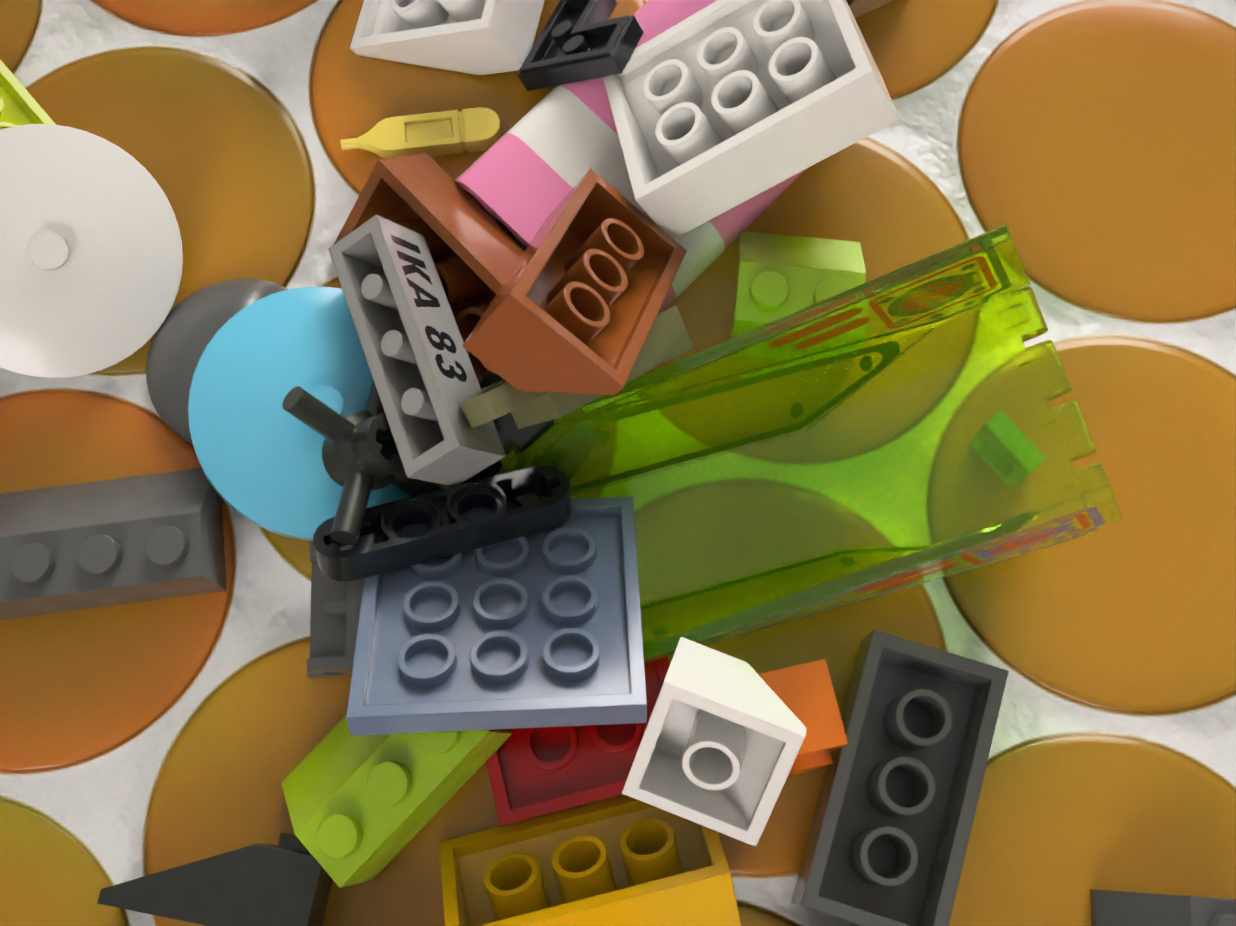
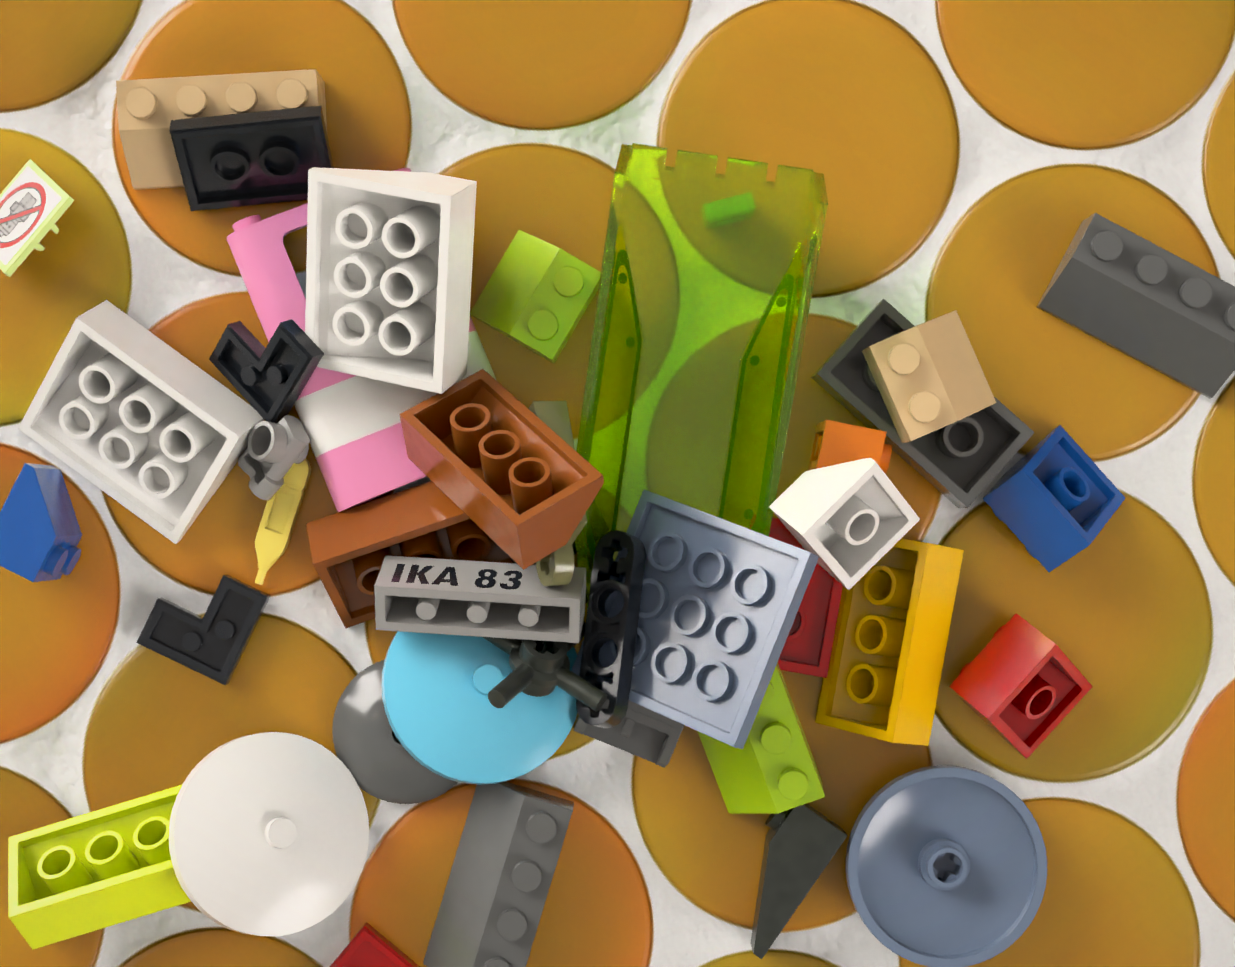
camera: 70 degrees left, 15 degrees up
(259, 127) = (210, 642): none -> black tile
(490, 86) = (272, 453): none -> light grey plate
(946, 768) = (929, 376): none -> tan slope

